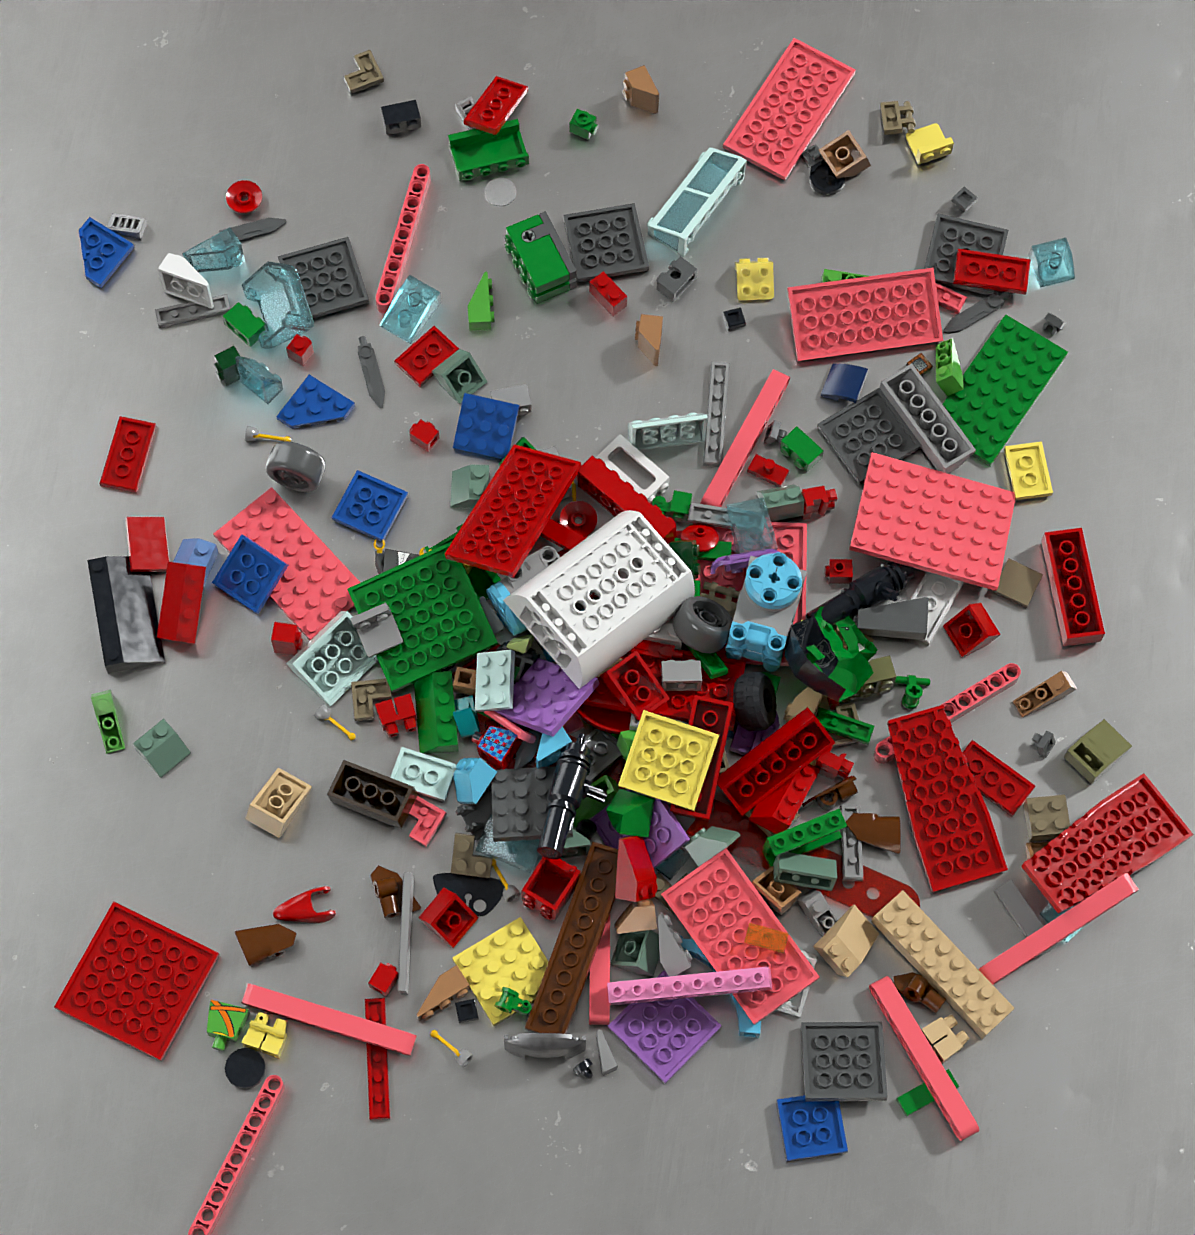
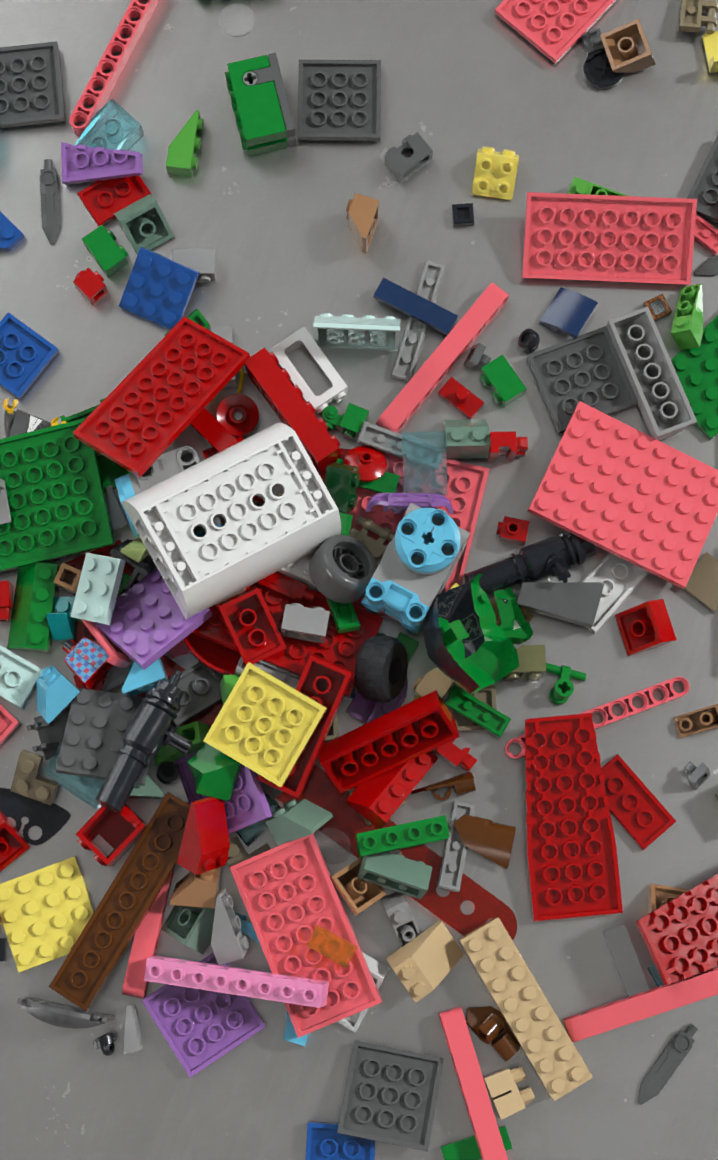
camera: 15 degrees right, 10 degrees up
(402, 333) = (95, 164): none -> medium lavender wing
(431, 403) = (105, 251): none -> green brick
(468, 485) = (126, 352): sand green slope -> none
(510, 892) = (69, 825): light grey hinge -> none
(512, 1002) = (41, 955): green piece -> none
(608, 293) = (328, 160): red brick -> none
(696, 199) = (450, 67): windscreen -> none
(712, 400) = (415, 306): none -> dark blue tile
(815, 411) = (529, 340): none -> black tile
(1045, 817) = (680, 862): dark tan brick -> none
(1075, 990) = (666, 1064): none -> dark grey piece

